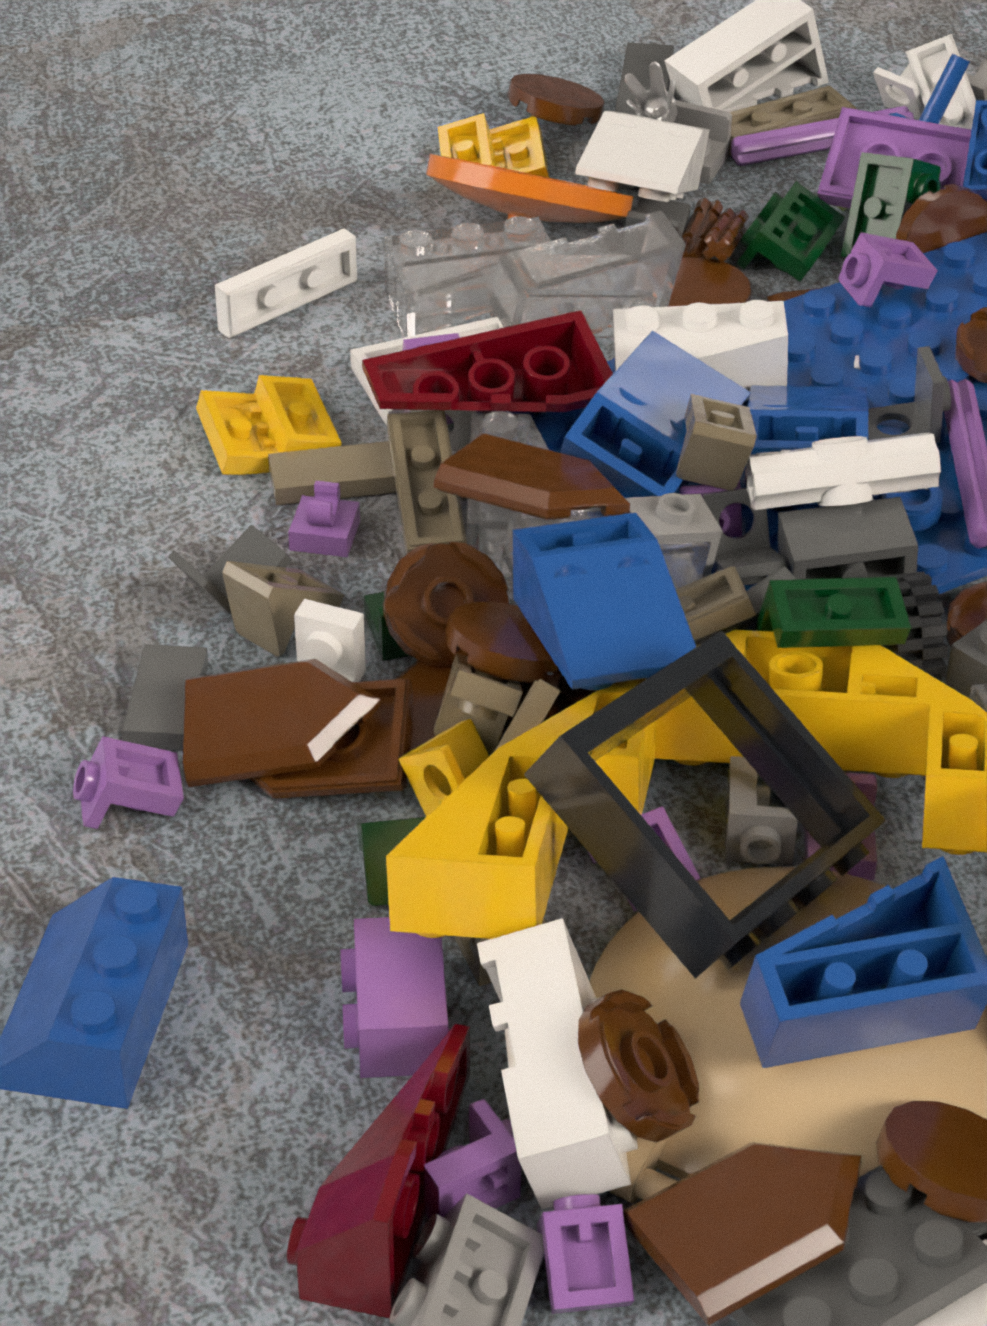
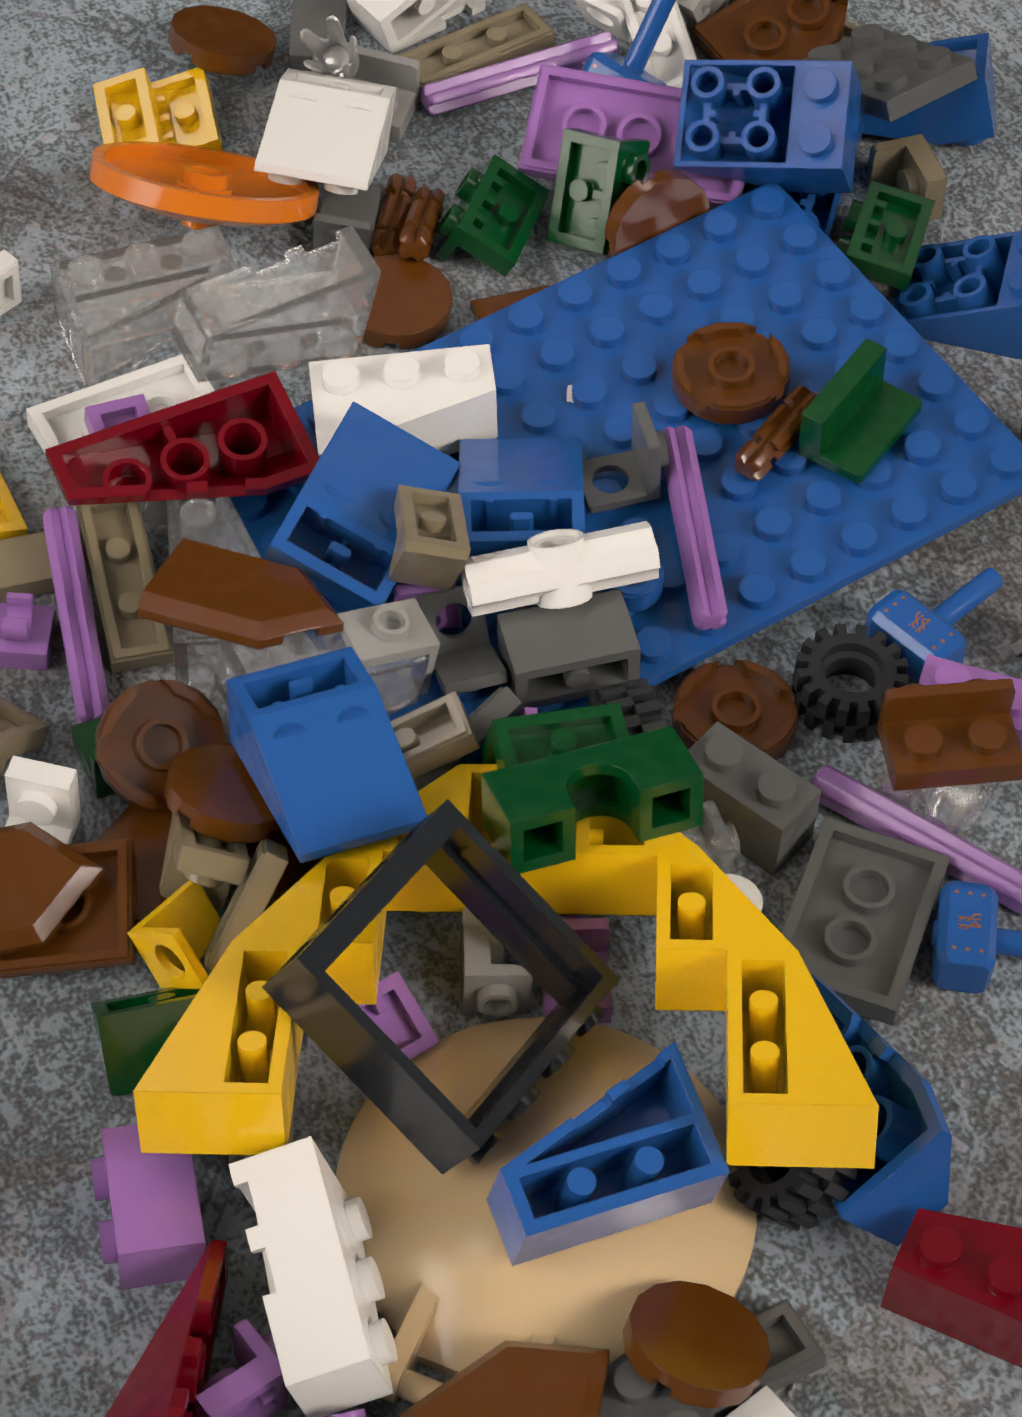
camera: 10 degrees left, 10 degrees up
(377, 501) = (75, 613): none -> medium lavender axle
(638, 1066) = (393, 1279): reddish brown tile -> none
(883, 261) = (593, 274): medium lavender bracket -> none
(915, 638) = (636, 779): none -> dark green arch

